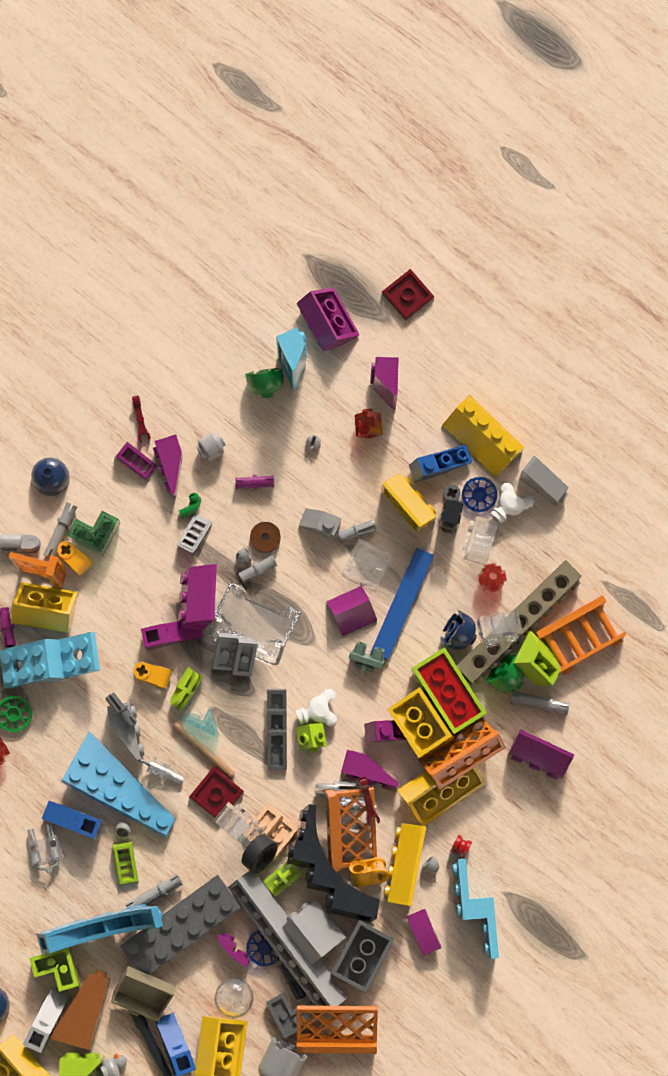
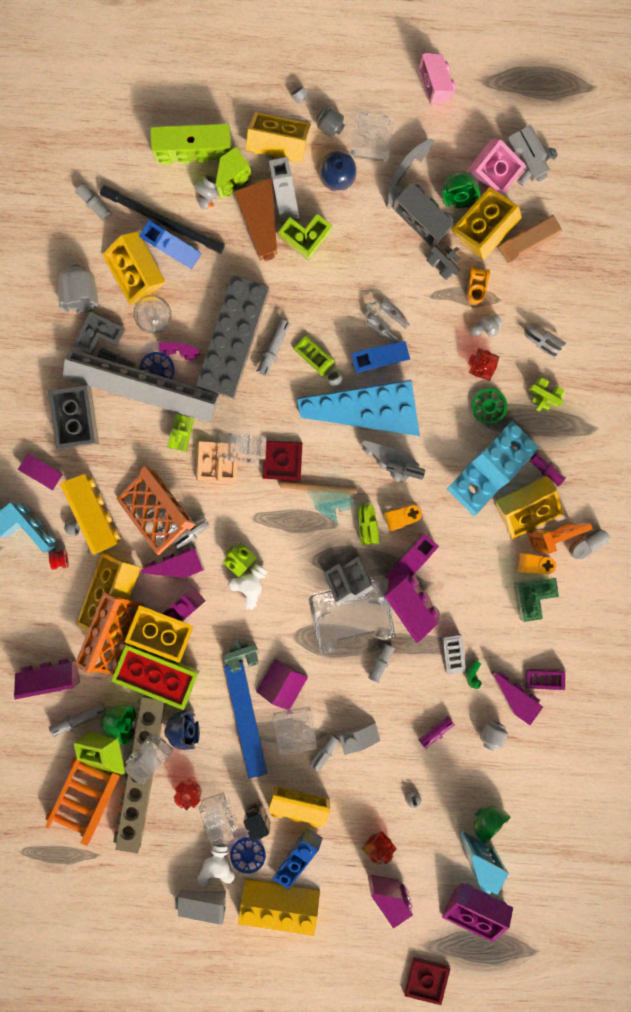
camera: 145 degrees right, 10 degrees up
(50, 476) = (605, 616): dark blue cylinder -> none
(60, 530) = (564, 579): light grey pin -> none
(100, 926) = (309, 275): dark azure arch -> none
(140, 419) = (568, 716): dark red piece -> none
(142, 994) = (223, 263): dark tan container -> none
(161, 770) = (337, 446): clear piece -> none
(243, 556) = (401, 665): light grey hinge -> none
(259, 530) = (398, 701): reddish brown piece -> none
(259, 854) = (211, 437): black tyre -> none
(276, 729) = (272, 546): dark grey slope -> none
(313, 931) = (125, 408): light grey brick -> none
(321, 876) = (151, 456): black arch -> none
(337, 1042) = (47, 339): orange fence -> none
(364, 785) = (164, 550): dark red piece -> none
(366, 872) = (117, 485): light orange piece -> none
(453, 489) = (273, 843): dark grey bush -> none

